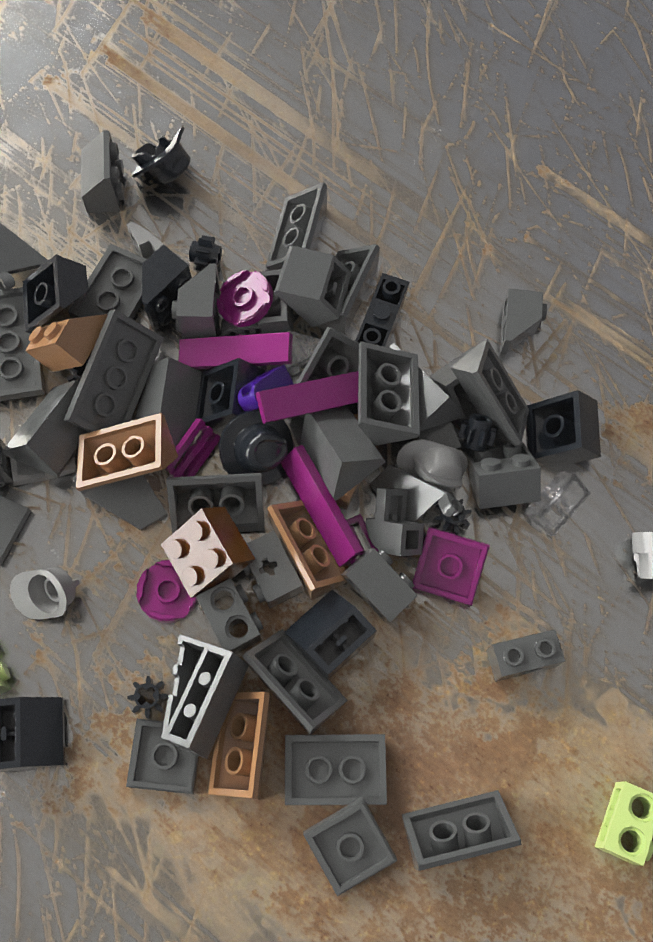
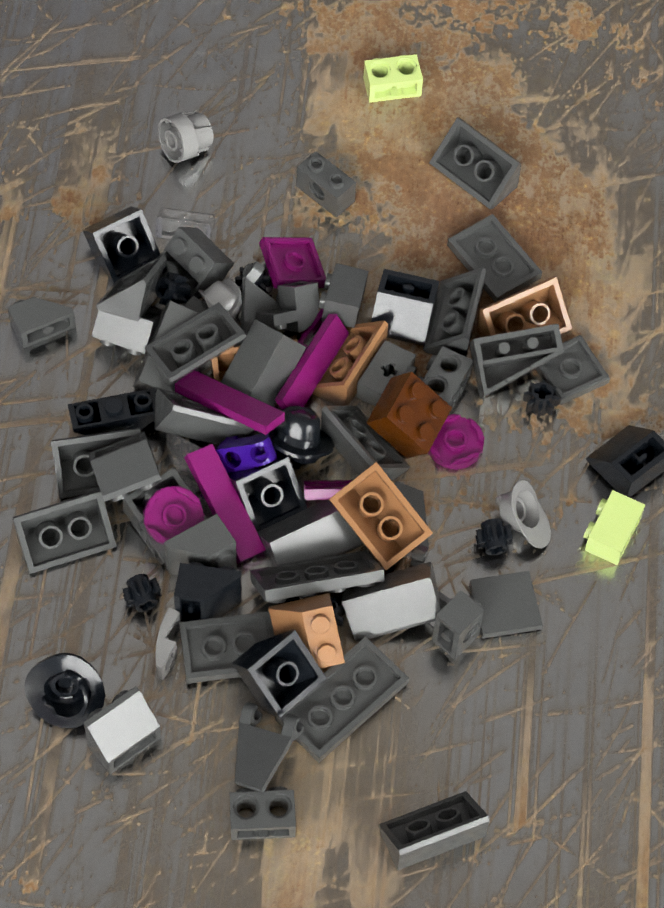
camera: 125 degrees left, 10 degrees down
(47, 551) = (494, 536): none -> black gear
(350, 846) = (535, 222): dark grey tile -> none

